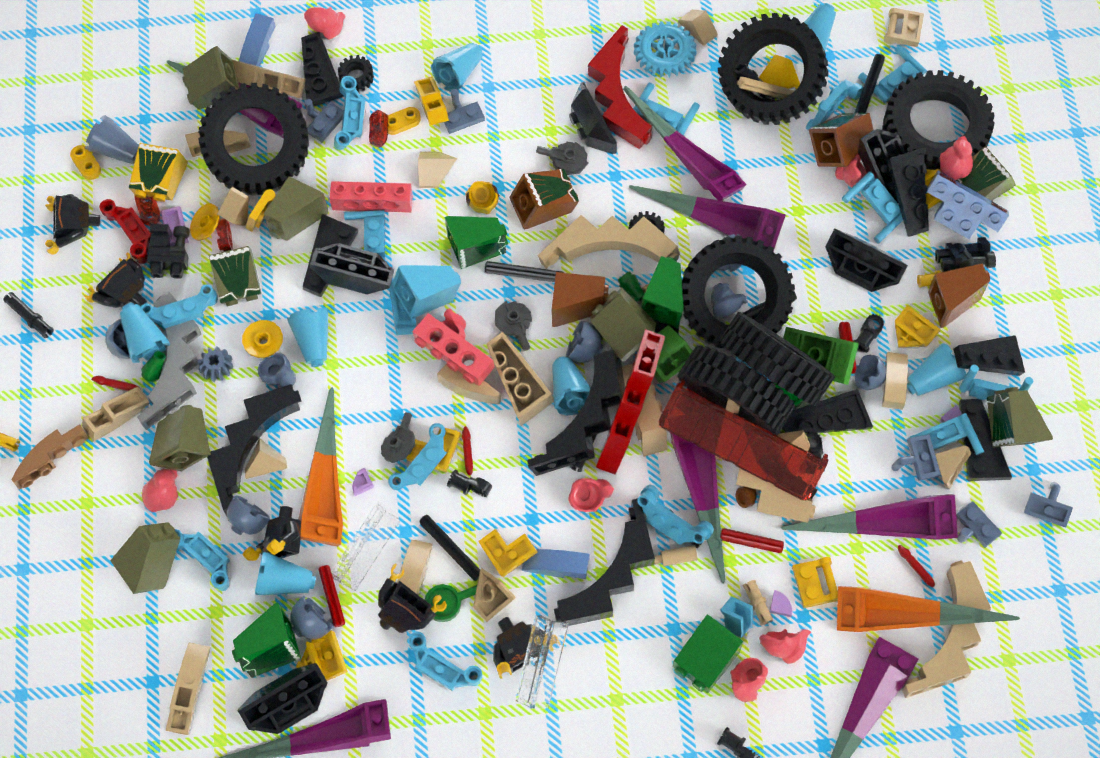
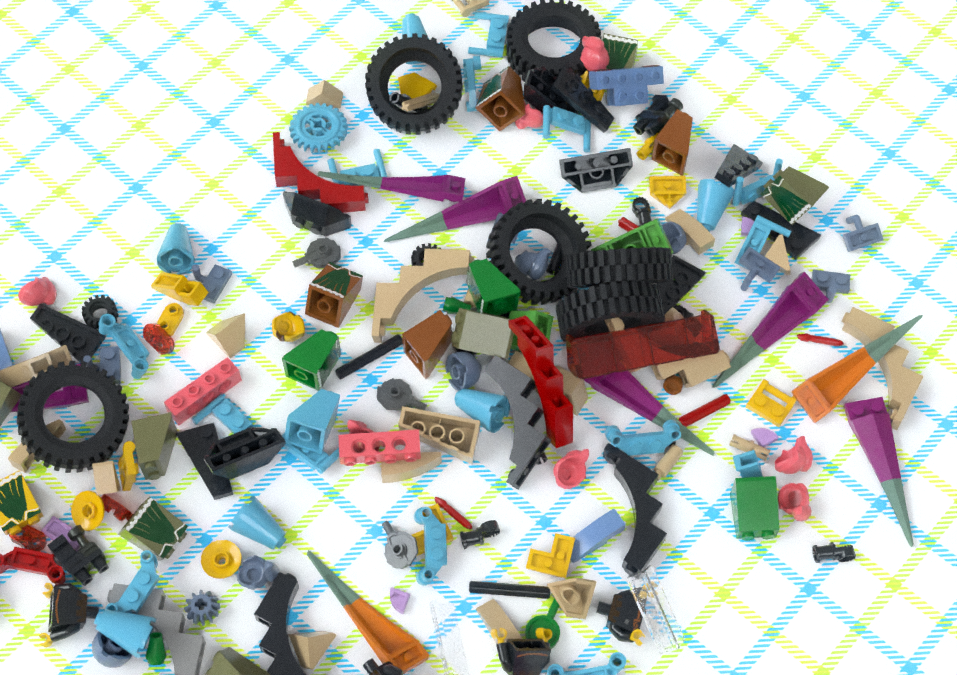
camera: 45 degrees left, 5 degrees down
(870, 83) = (483, 50): black axle -> none

